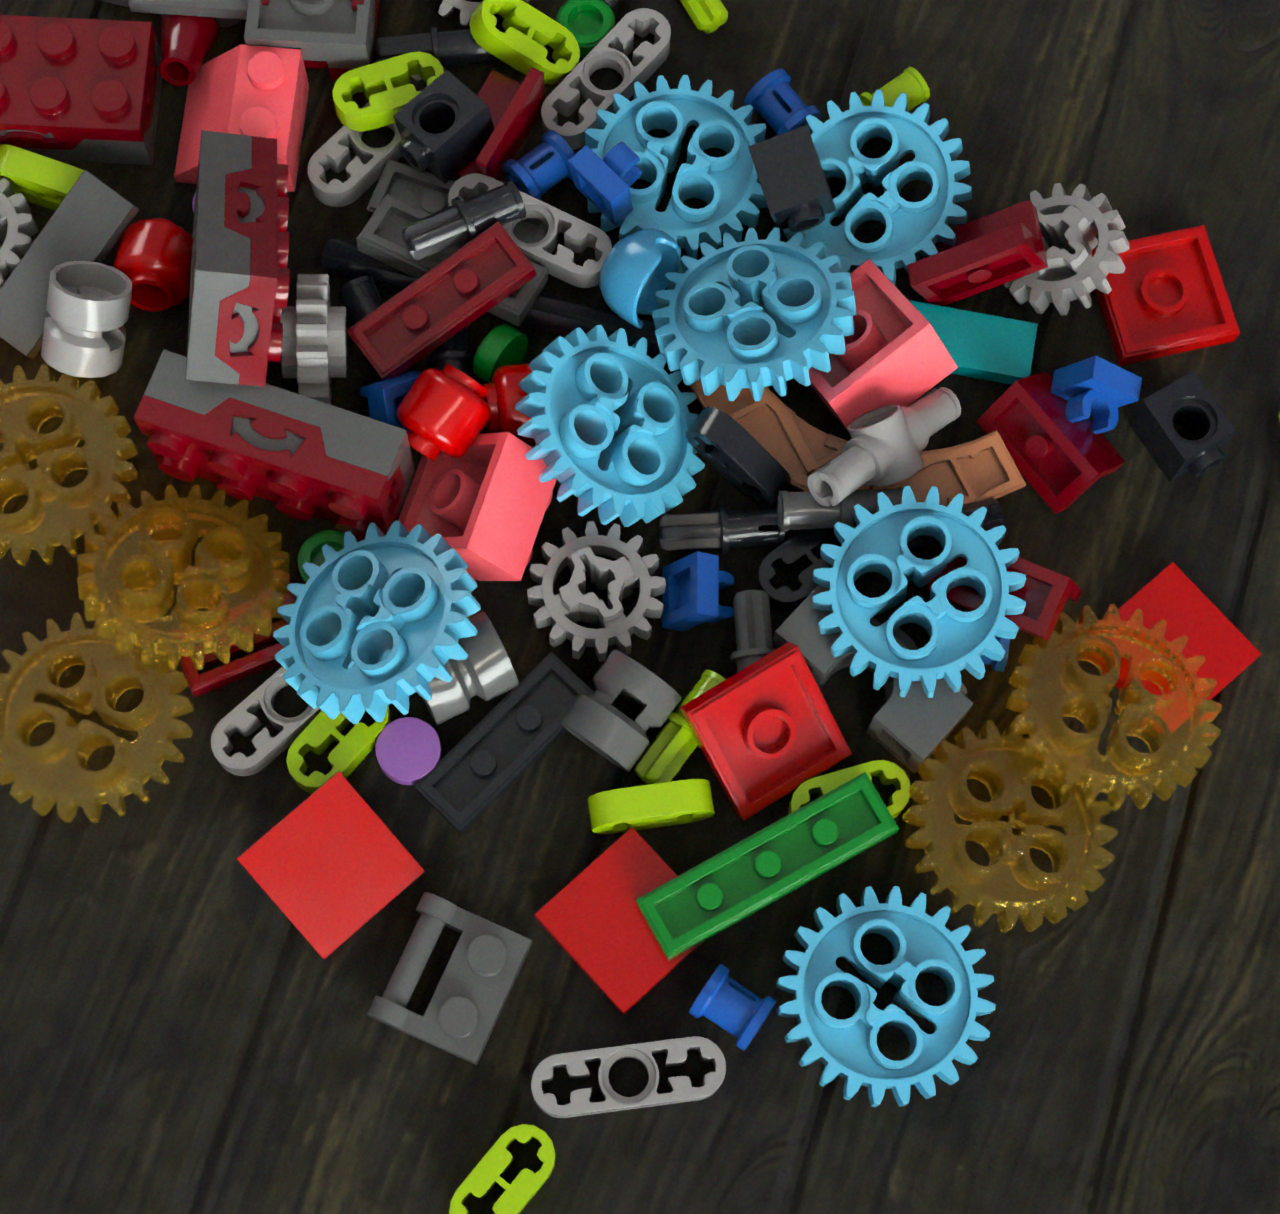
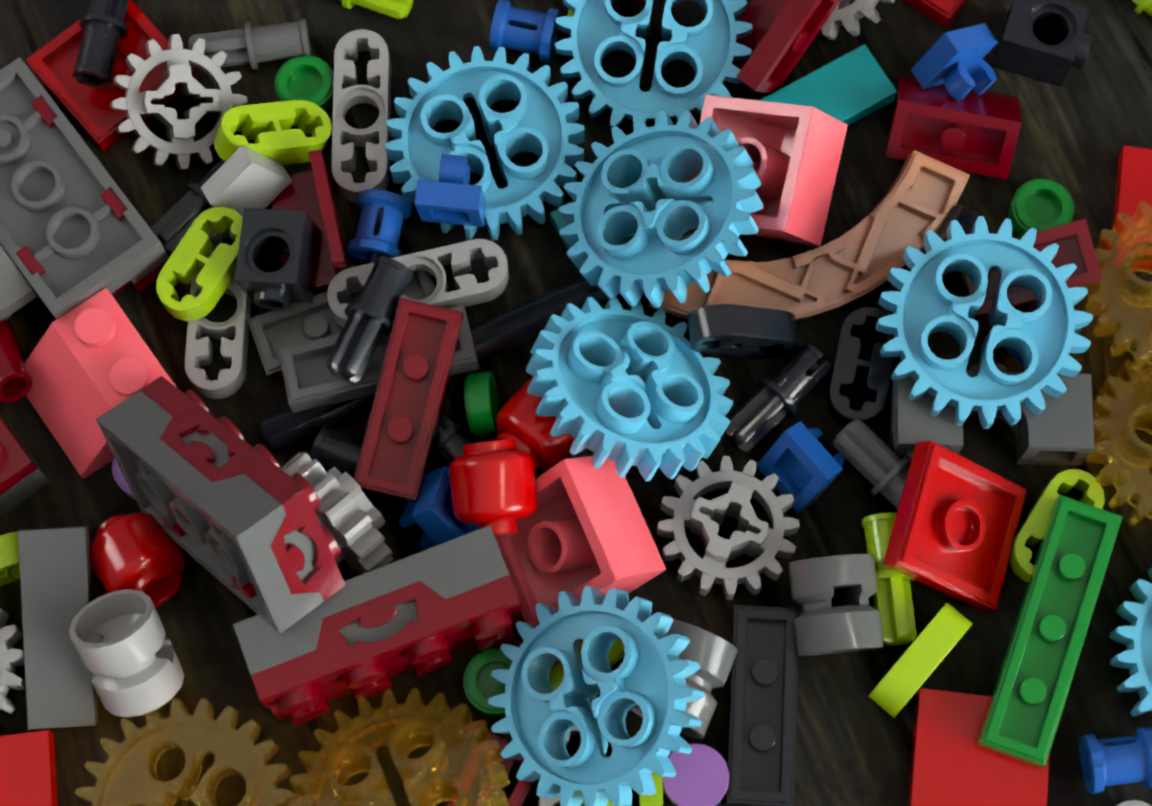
camera: 35 degrees left, 0 degrees up
(472, 55) = (246, 181): none -> light grey tile
(637, 271) = (537, 252): dark azure hair -> none
(793, 180) = (598, 79): black brick -> none
(802, 511) = (853, 311): dark grey pin -> none
(884, 446) = (851, 232): light grey pin -> none
(1065, 553) = (1040, 206): none -> green tile

